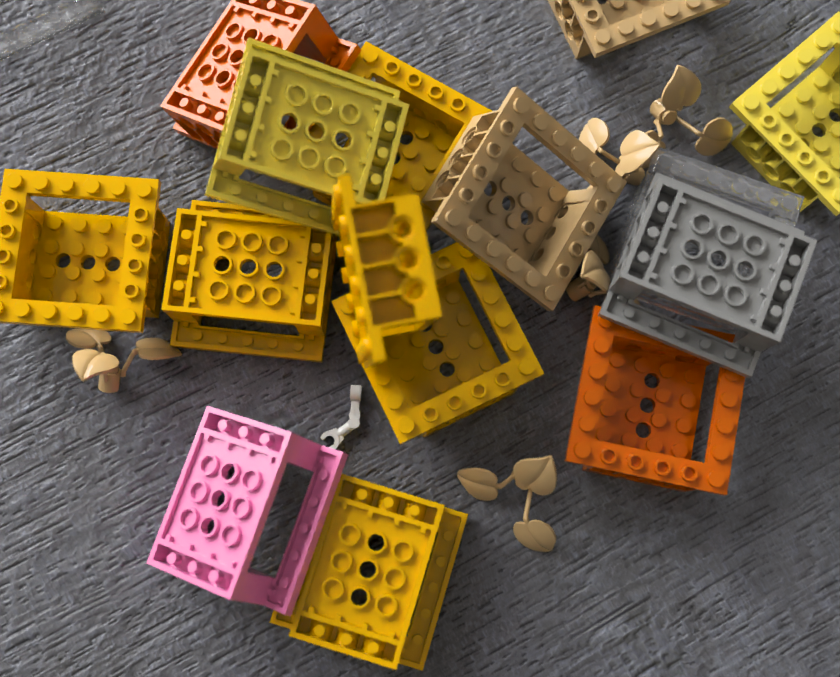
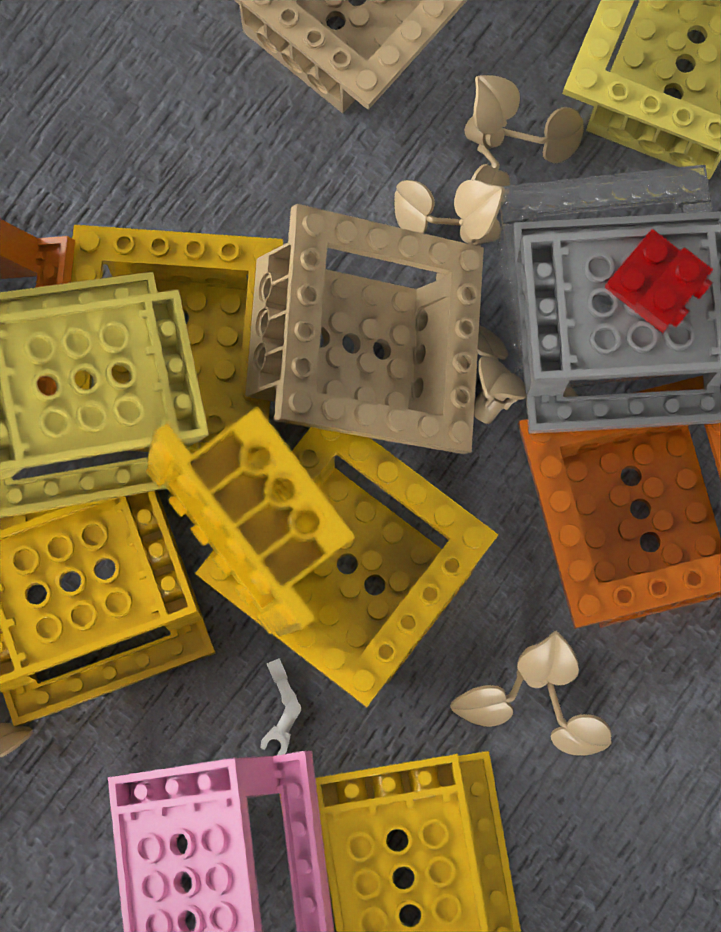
camera: 25 degrees left, 0 degrees up
(740, 251) = (660, 281): none -> red plate

